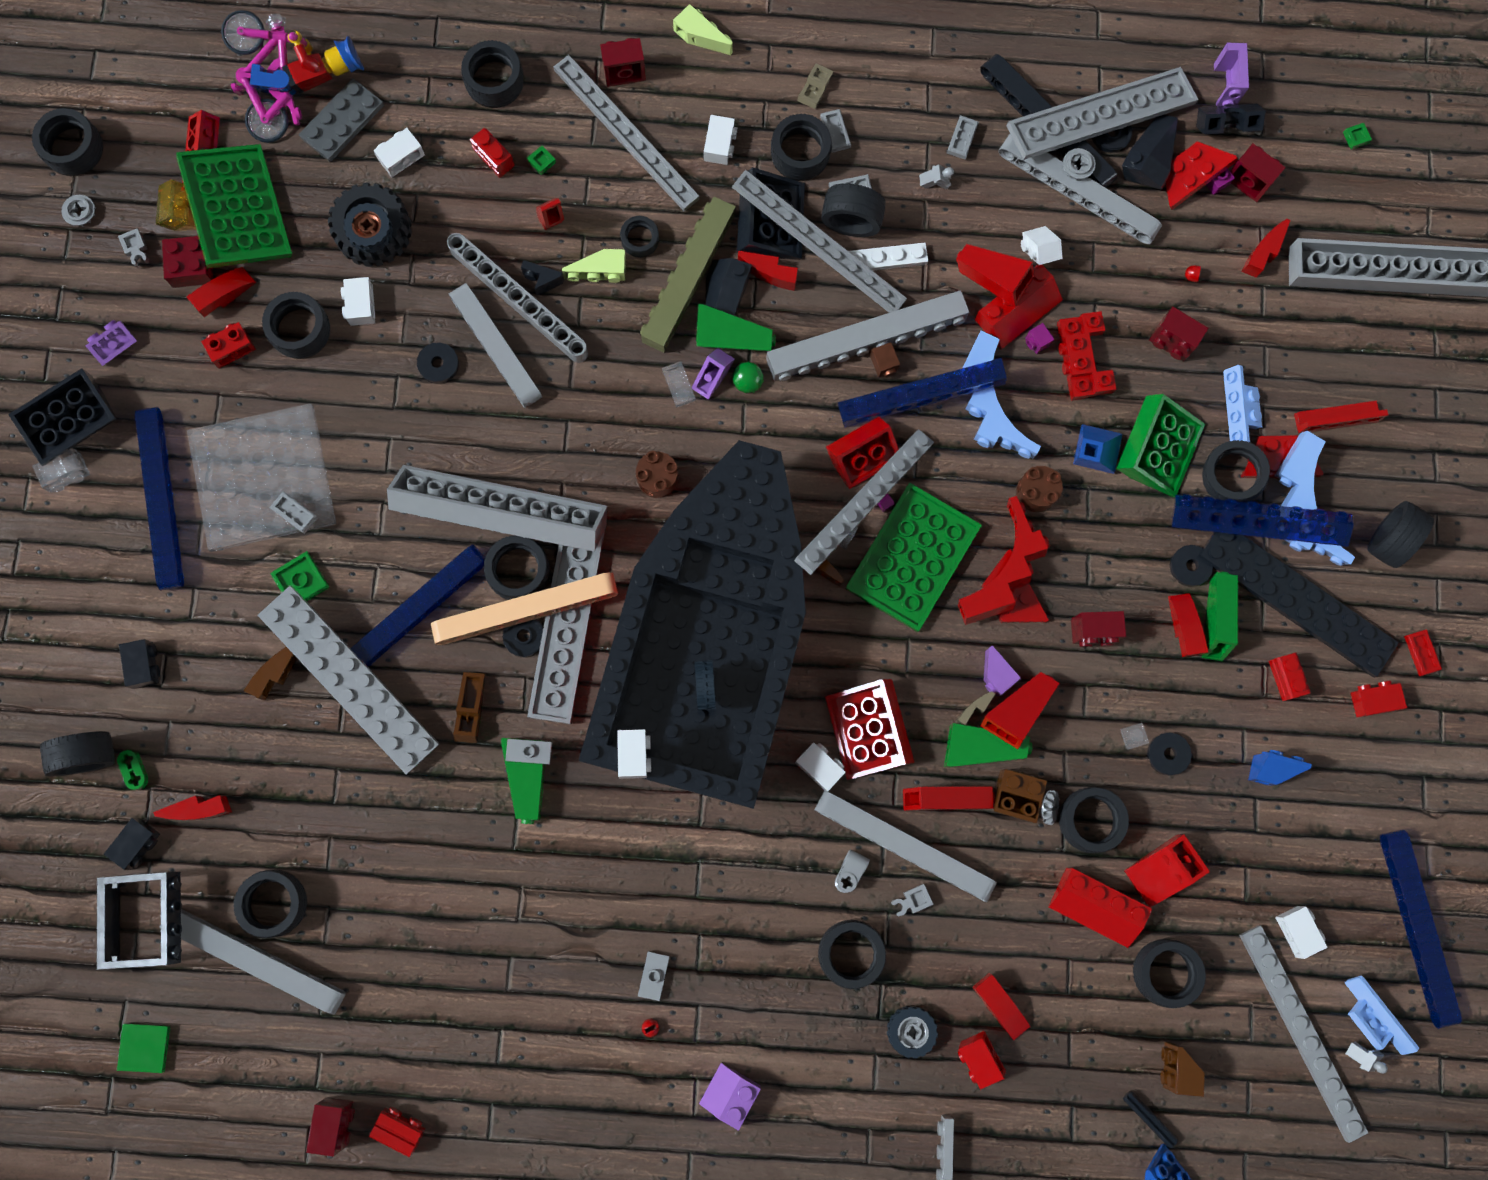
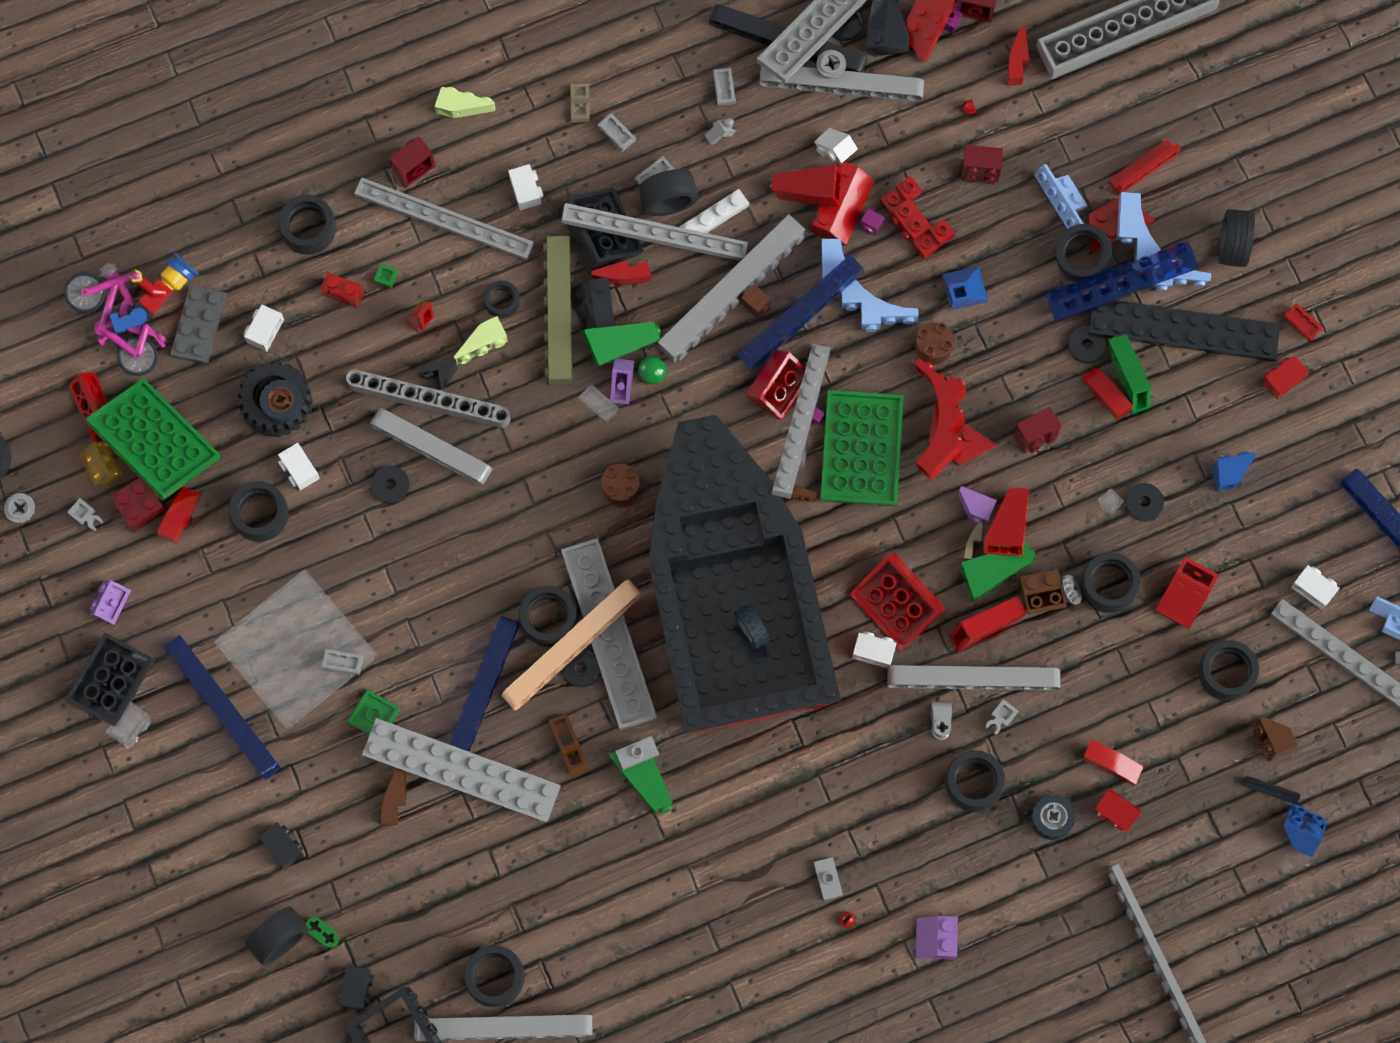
camera: 20 degrees left, 5 degrees down
(196, 809) = (391, 936): red slope -> none
(228, 345) = (209, 555): red brick -> none
(497, 507) = (508, 574): light grey brick -> none
(632, 754) = (726, 703): white brick -> none
(806, 125) = (596, 139): black tyre -> none
(1099, 907) = (1149, 648): red slope -> none
(1161, 444) = (1013, 259): green slope -> none
(1289, 676) = (1207, 393): red brick -> none

